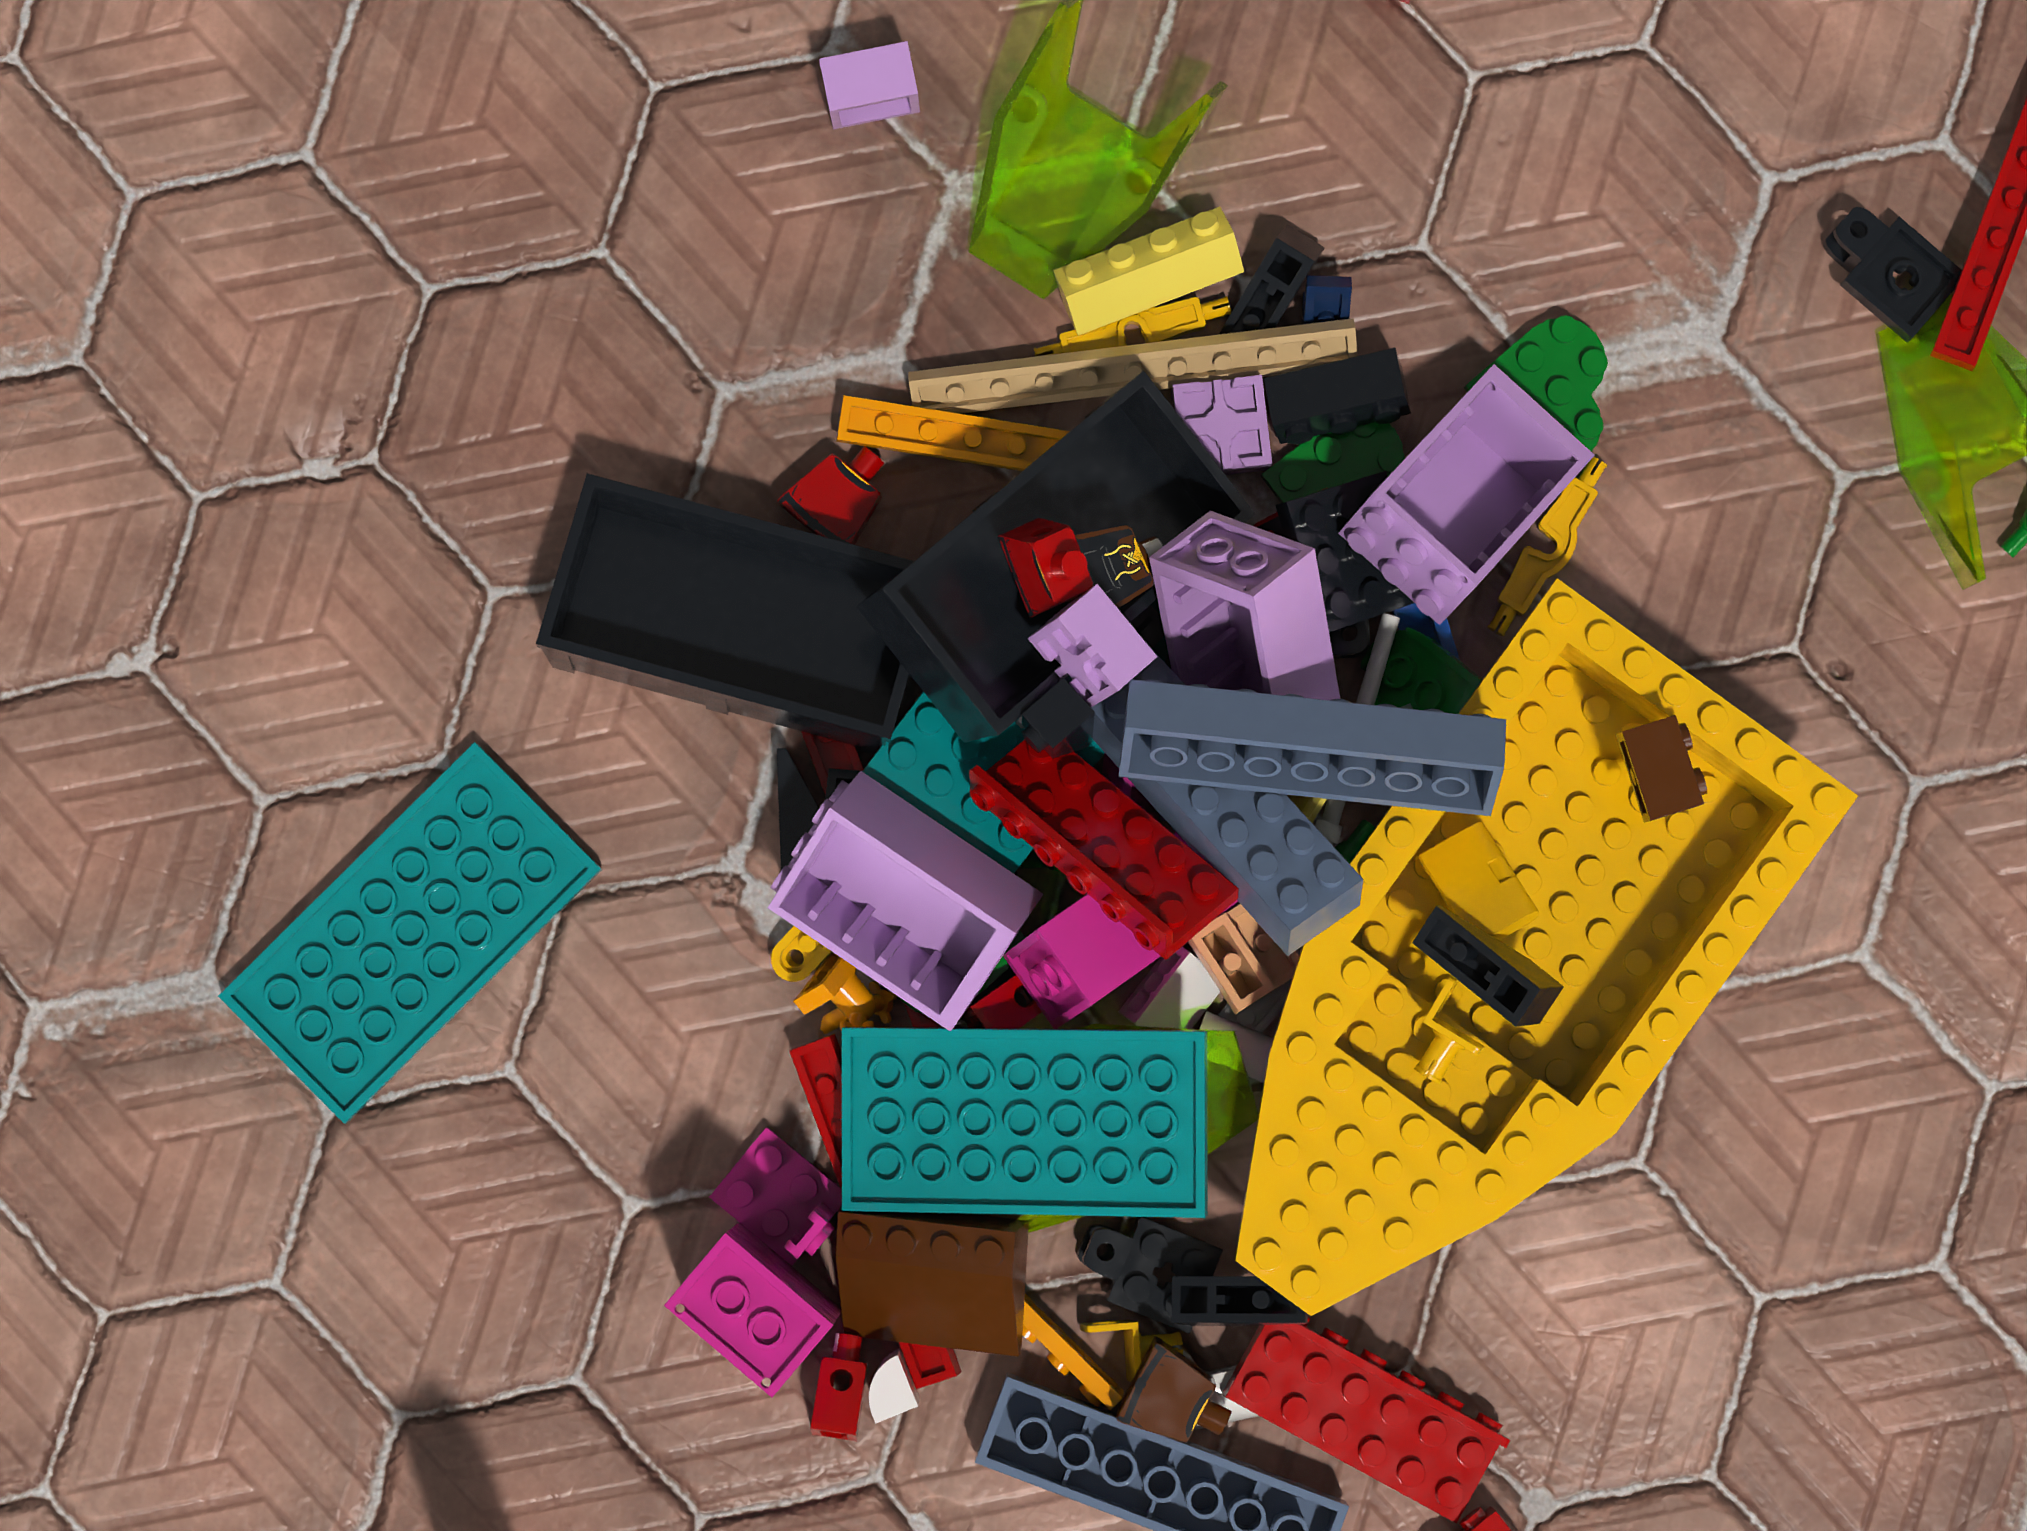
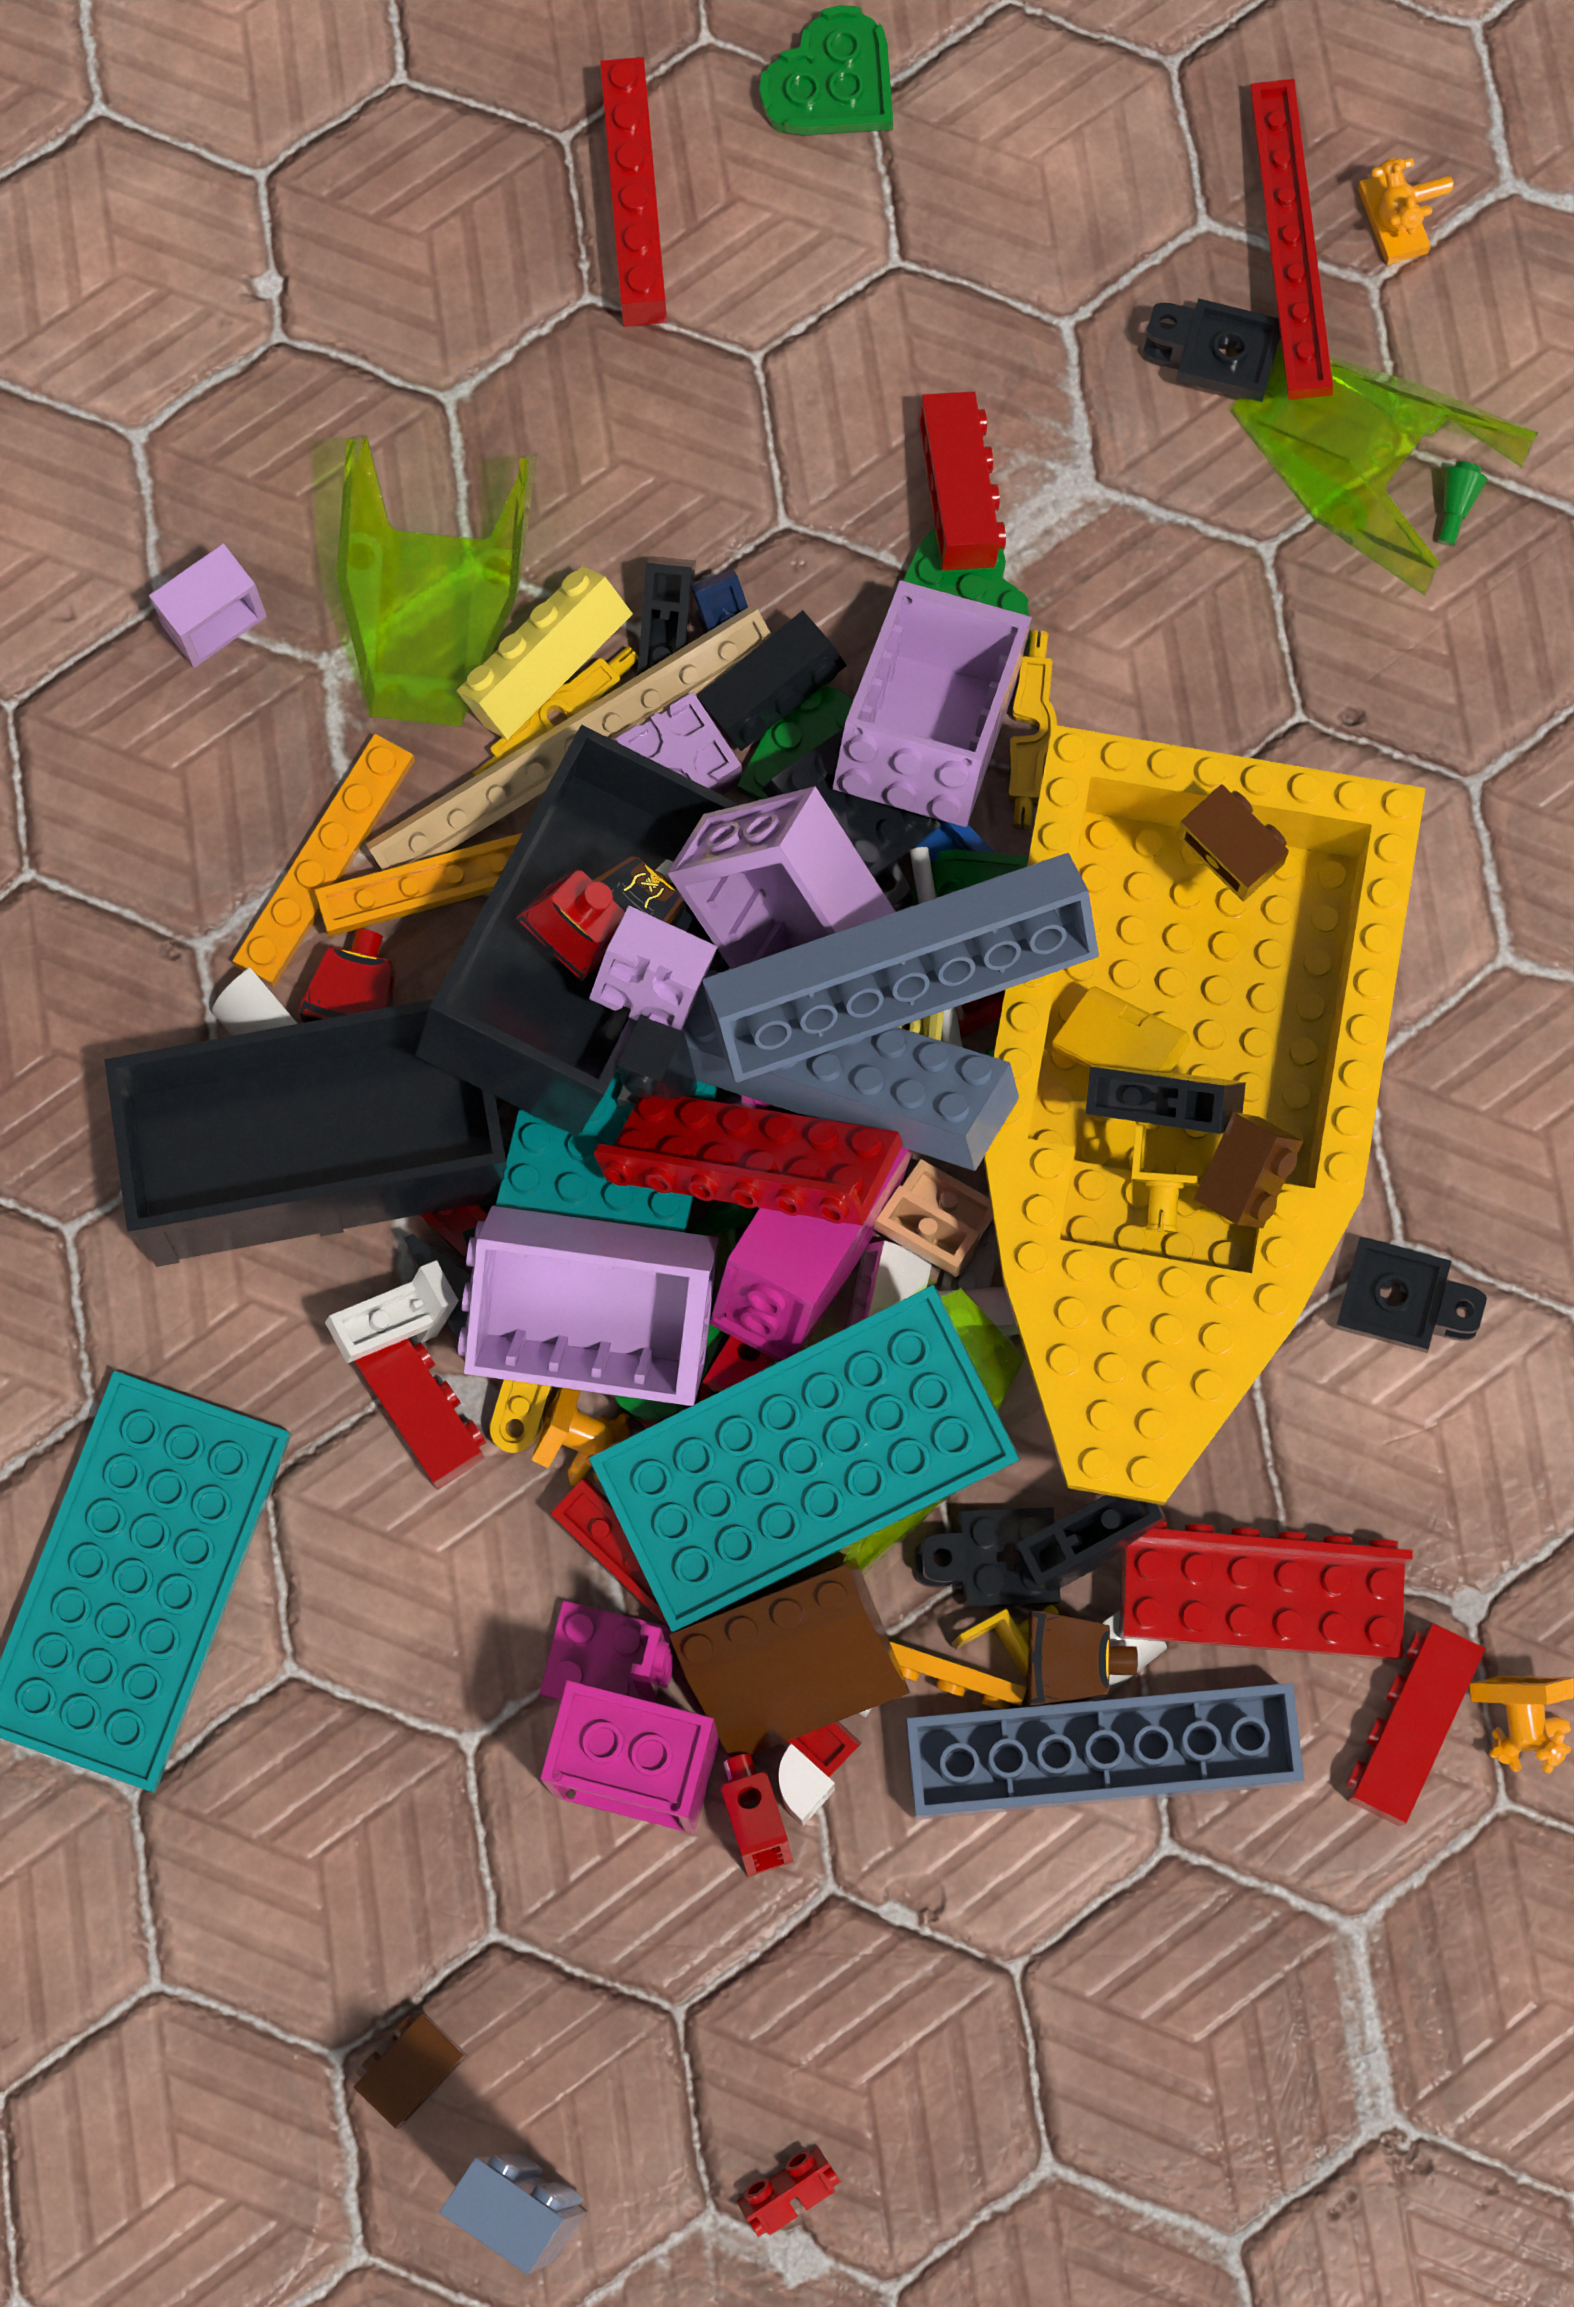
camera: 25 degrees left, 10 degrees down
(452, 1461) = (408, 2070): none -> reddish brown brick
(719, 883) = (423, 1410): none -> red brick
(734, 816) = (406, 1311): none -> white bracket
(741, 481) = (249, 1006): none -> white brick
(867, 365) = (324, 859): none -> light orange plate
(1526, 1067) = (1248, 1170): none -> reddish brown brick
(1596, 289) = (960, 481): none -> red brick
(1635, 1231) = (1429, 1301): none -> black plate

